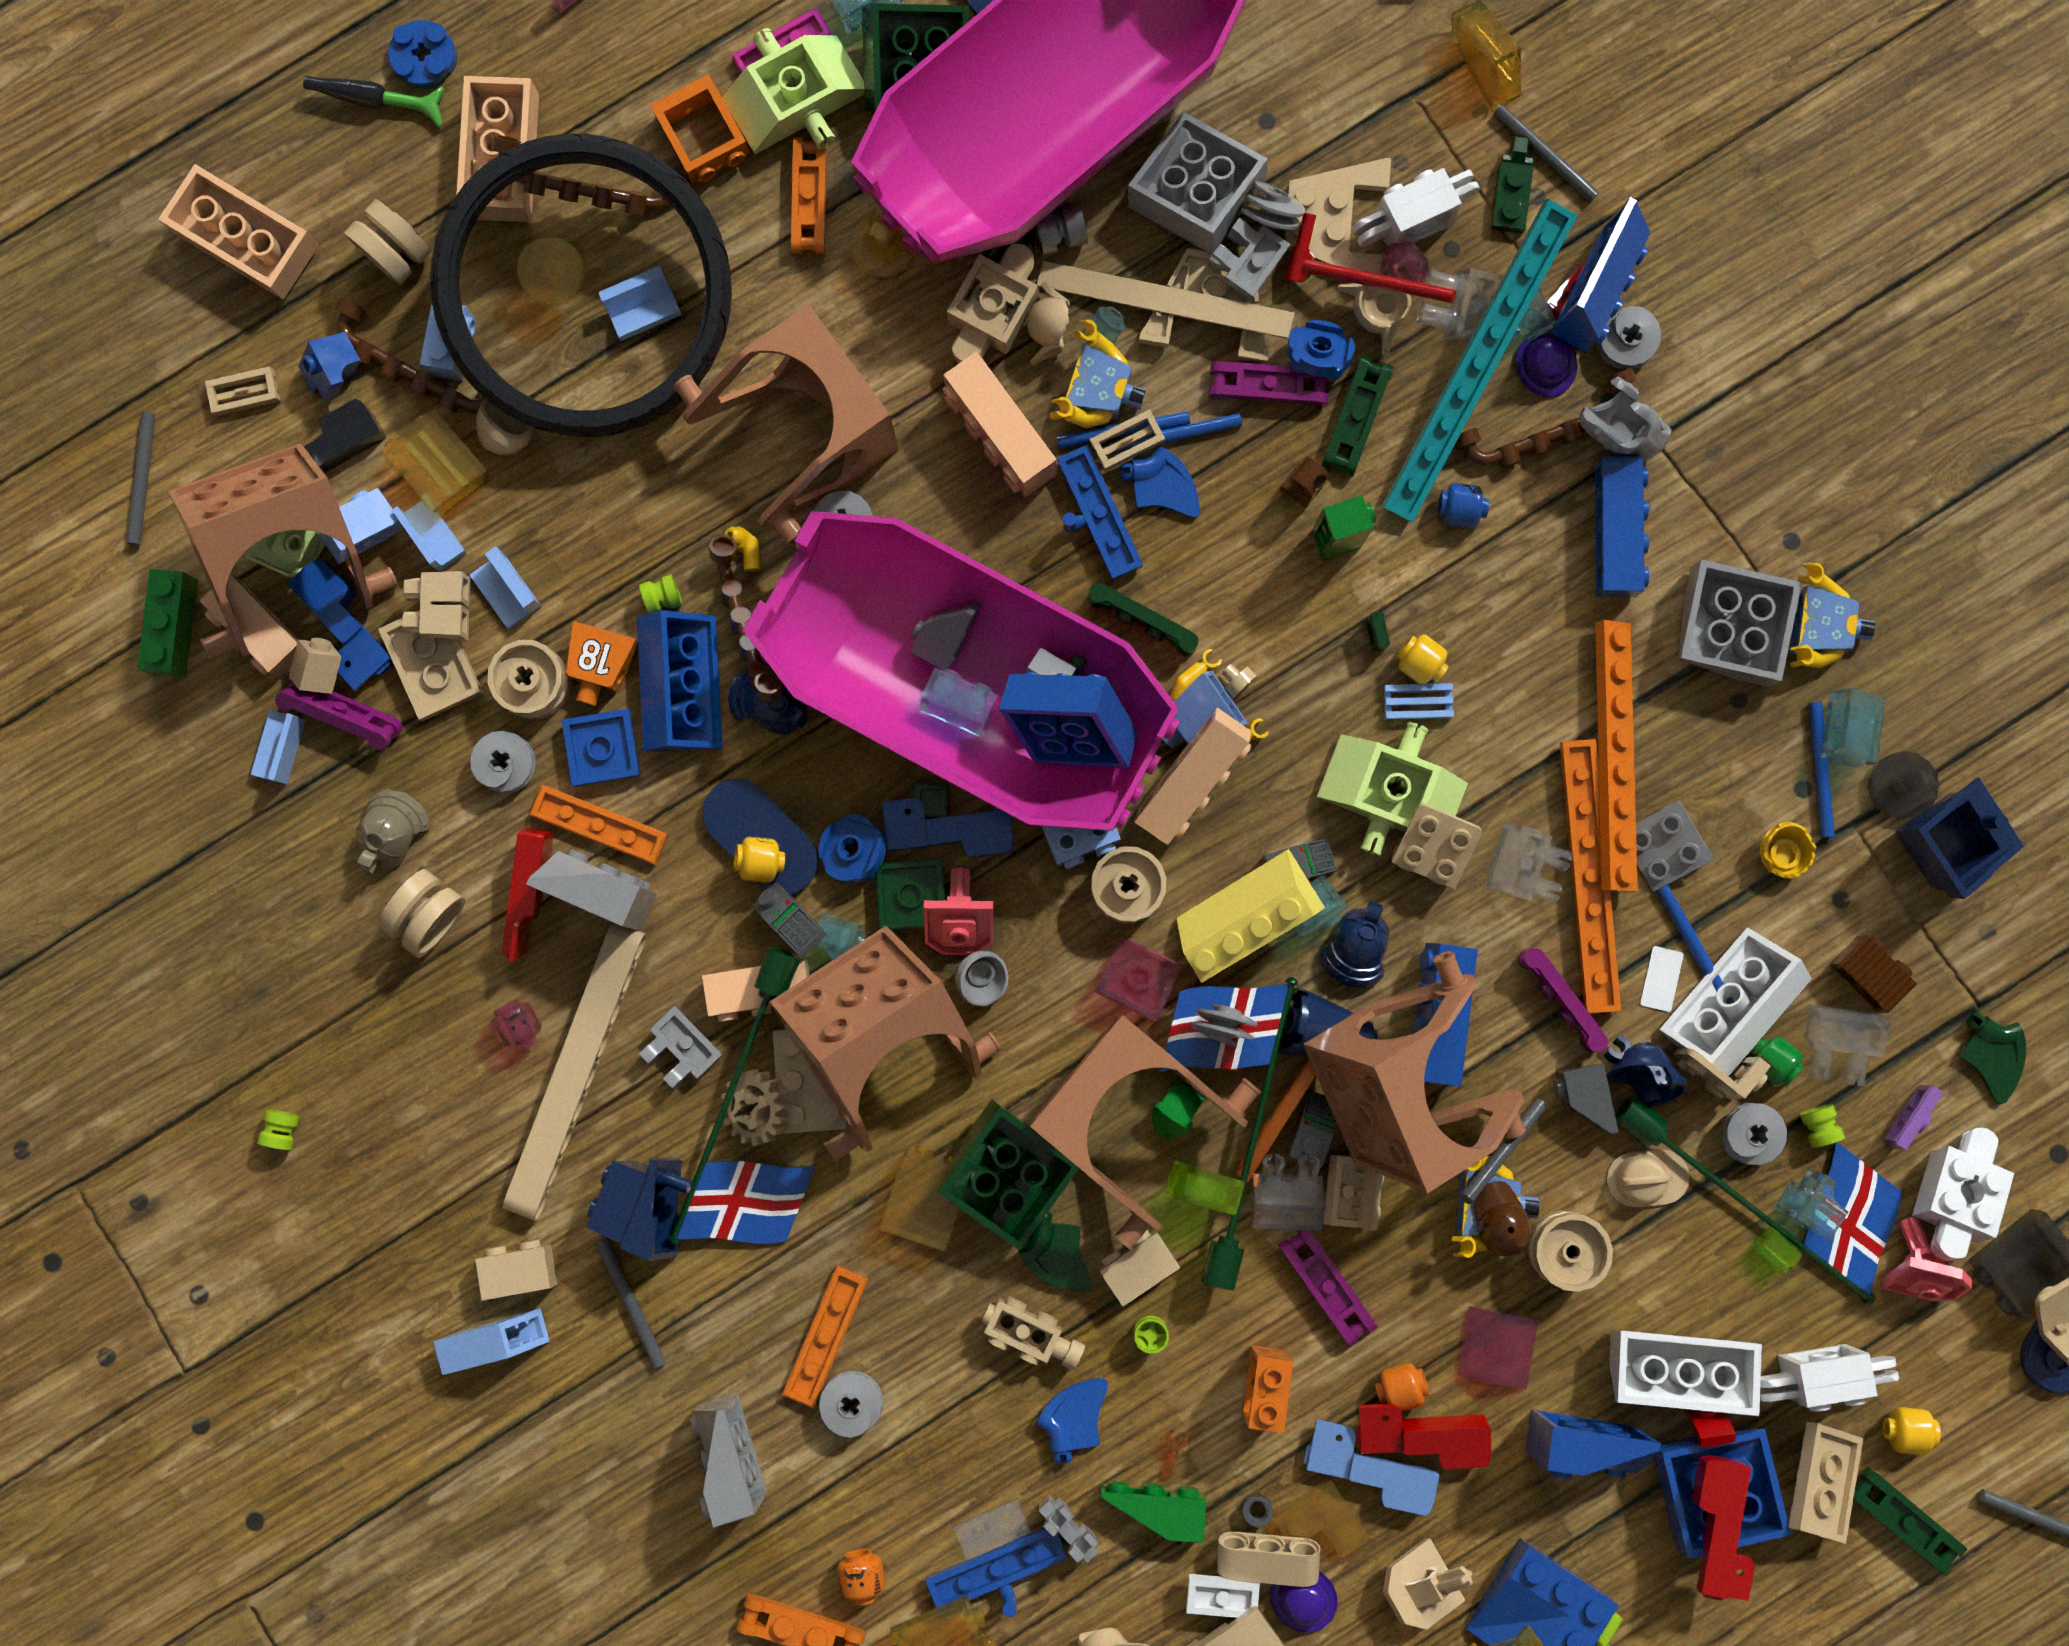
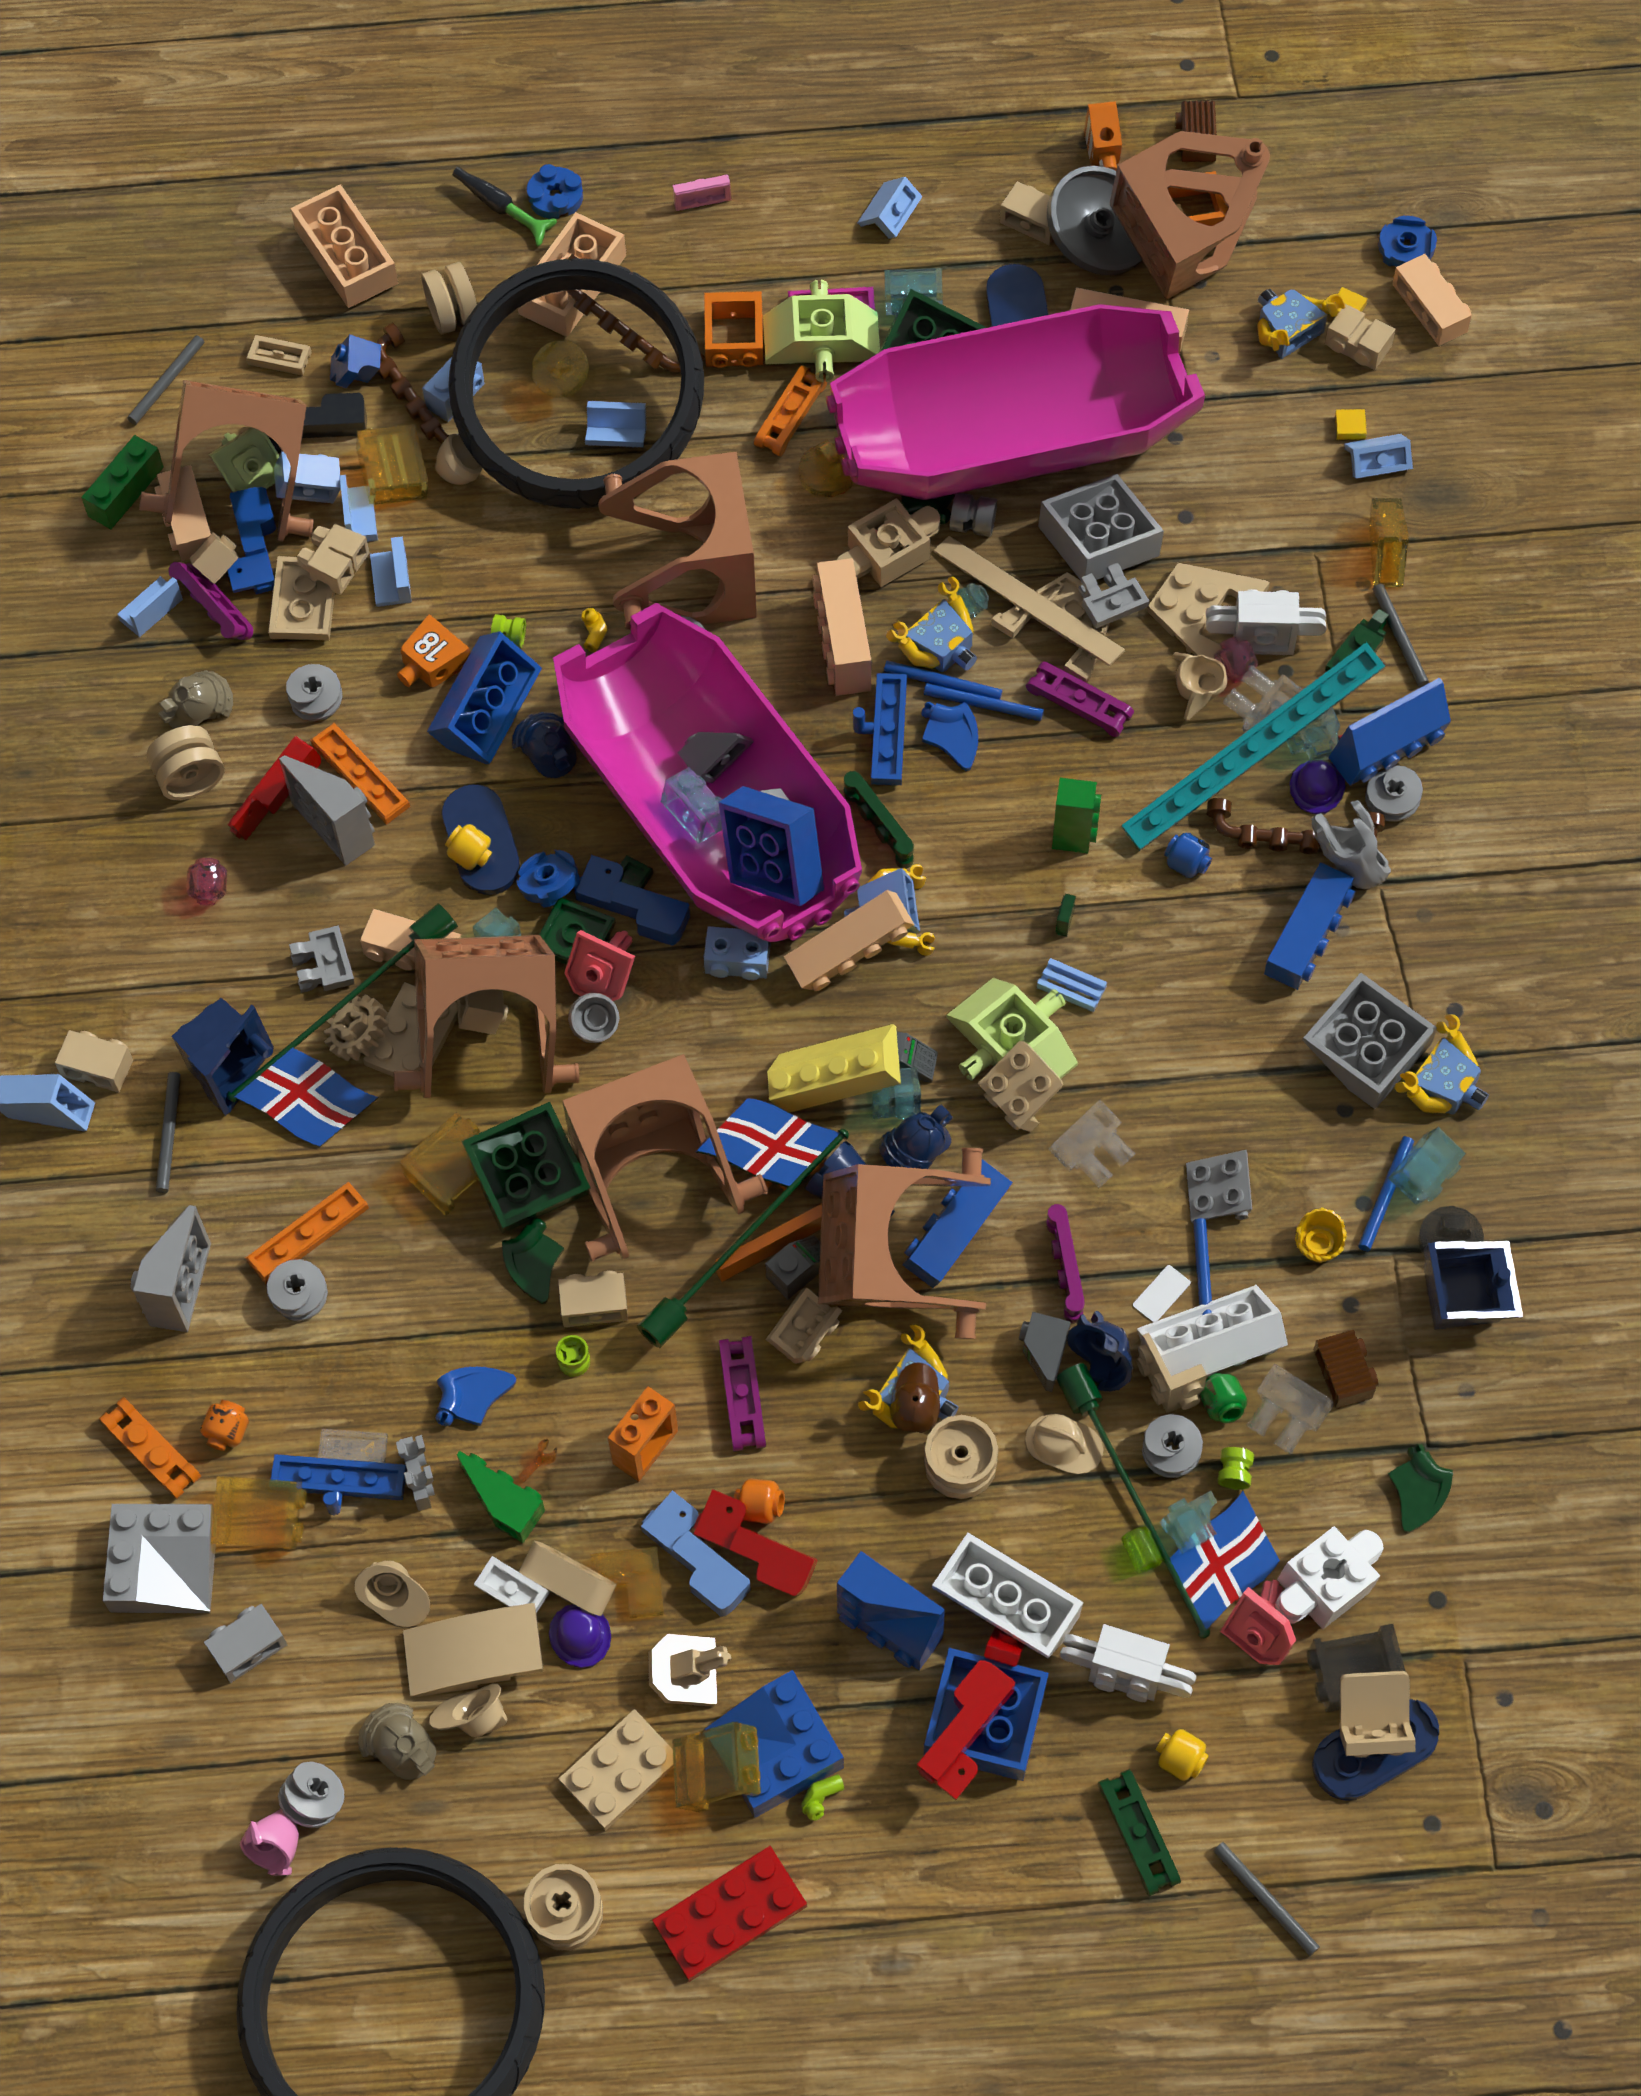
camera: 25 degrees right, 20 degrees down
(547, 673) = (370, 642): tan wheel -> none
(574, 1071) = (230, 938): tan beam -> none
(601, 747) = (395, 717): blue plate -> none
(764, 681) = (549, 706): reddish brown bar -> none
(789, 919) = (466, 897): dark grey slope -> none
(1021, 1332) = (474, 1301): tan brick -> none
(1048, 323) = (924, 577): tan piece -> none
(1132, 452) = (940, 690): tan tile -> none
(1132, 865) = (752, 1005): tan wheel -> none
(1138, 978) = (724, 1081): clear pink slope -> none
(1176, 1110) = (693, 1194): green tile -> none
(1204, 1187) = (682, 1256): clear neon green brick -> none
(1224, 1024) = (765, 1125): light grey piece -> none
(1237, 679) = (930, 899): tan tile -> none
(1257, 1521) = (588, 1549): dark grey axle -> none
(1276, 210) = (1152, 570): light grey piece -> none
(1288, 1200) = (745, 1303): clear brick -> none
(1303, 265) = (1155, 624): red bar -> none
(1305, 481) = (1067, 766): reddish brown leg -> none
(1308, 359) = (1133, 689): blue plate -> none
(1357, 416) = (1138, 752): dark green plate -> none
(1423, 659) = (1091, 951): yellow head -> none
(1497, 1347) = (860, 1514): clear pink slope -> none
(1501, 1154) = (947, 1349): dark grey bar -> none
(1591, 904) = (1141, 1181): orange plate -> none
(1616, 757) = (1212, 1099): orange plate -> none
(1825, 1482) = (1081, 1752): tan plate -> none
(1914, 1117) = (1319, 1500): medium lavender plate -> none

